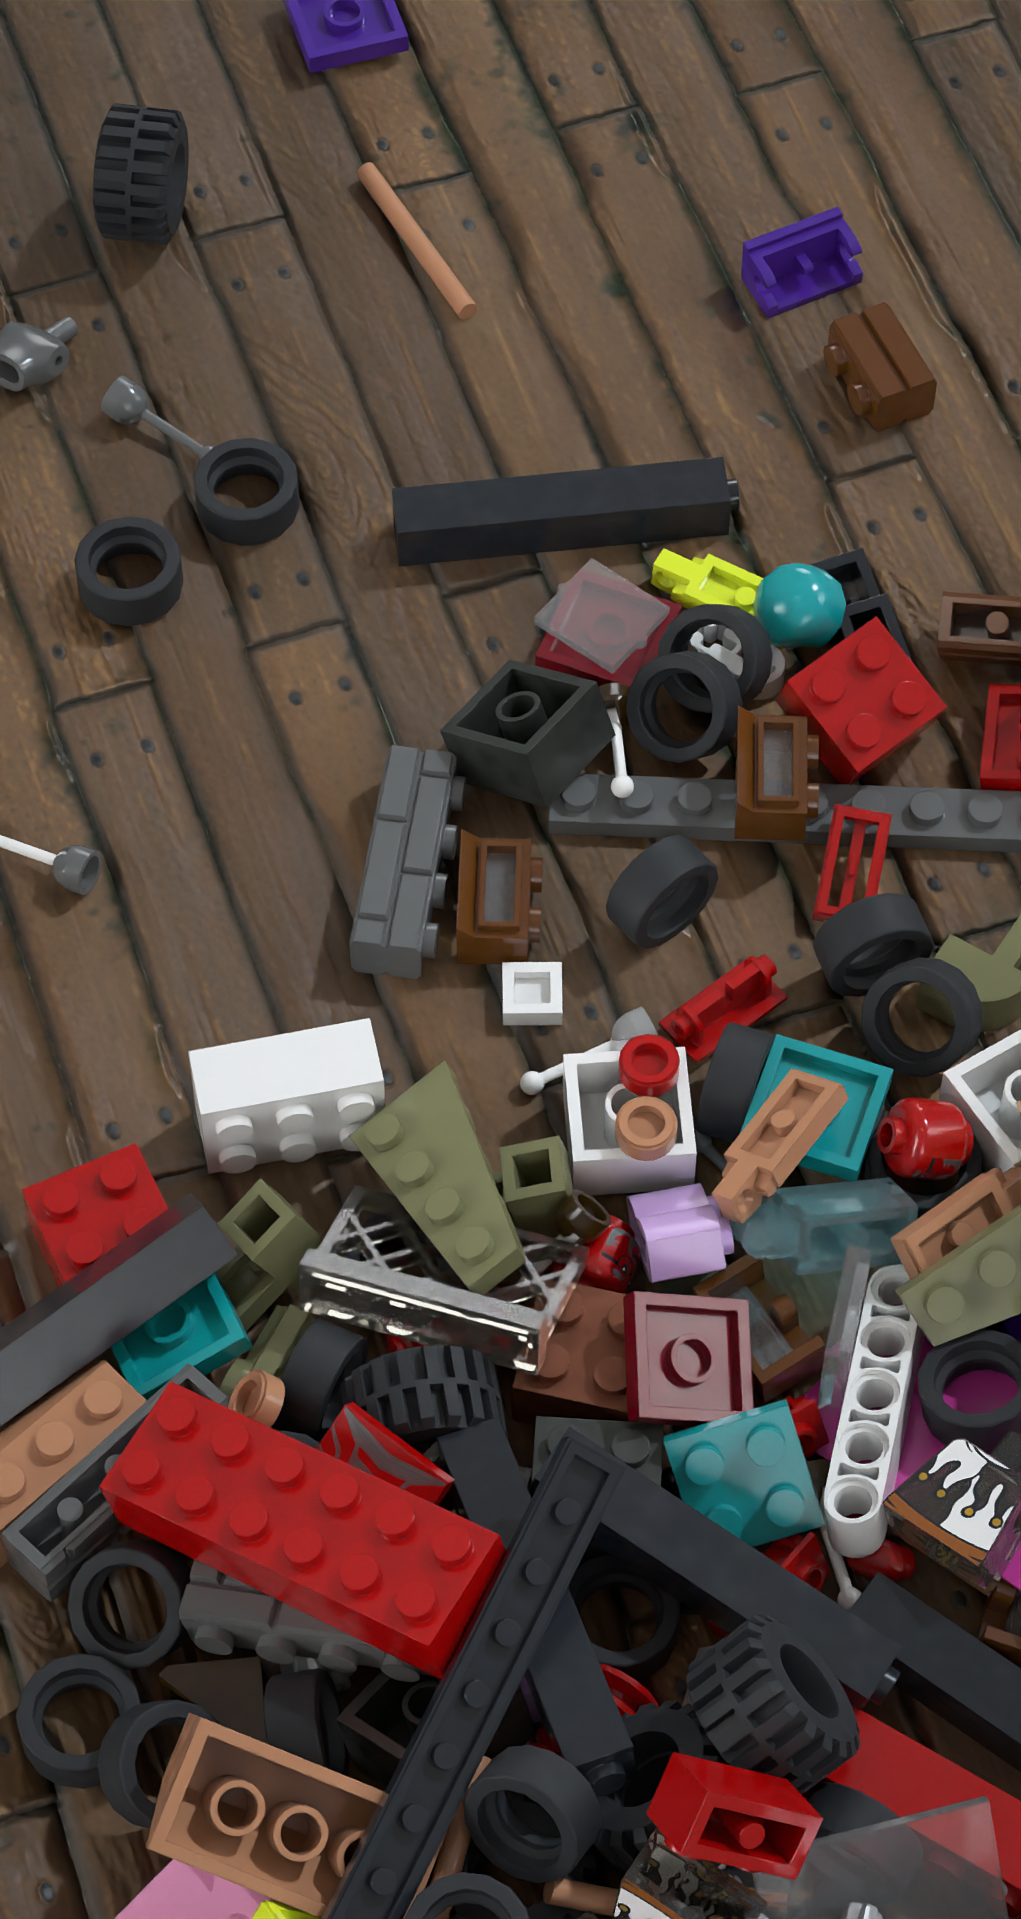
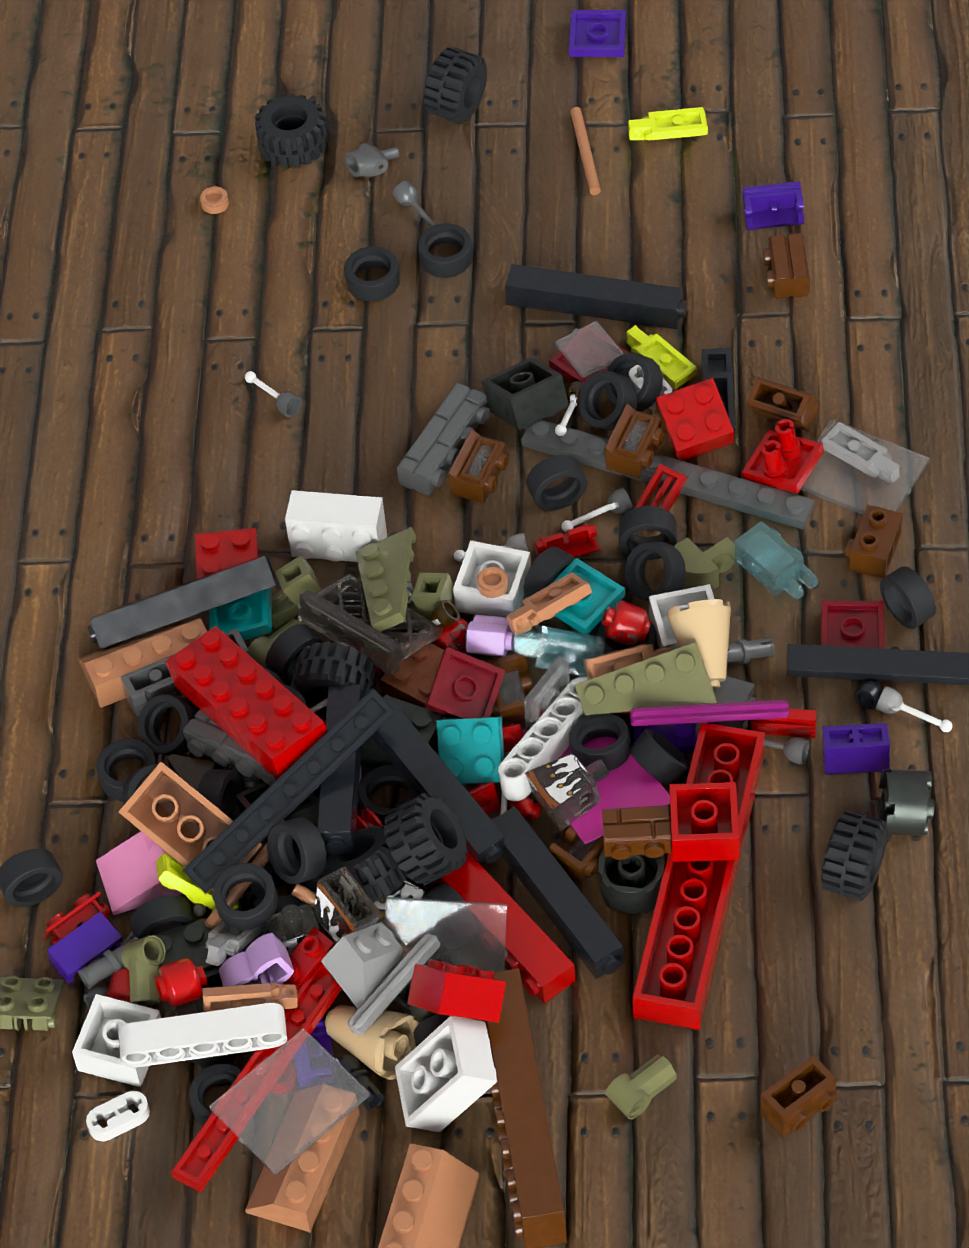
camera: 25 degrees right, 5 degrees down
(258, 1397) = (259, 649): nougat tile -> none
(376, 1450) = (294, 678): red tile -> none
(532, 993) = (478, 515): white tile -> none
(549, 157) = (669, 124): none -> neon yellow hinge
(649, 1065) = (507, 555): red tile -> none
(733, 1816) = (378, 870): red brick -> none
(780, 897) = (617, 502): none -> hinge
(799, 606) = (684, 366): teal hair -> none

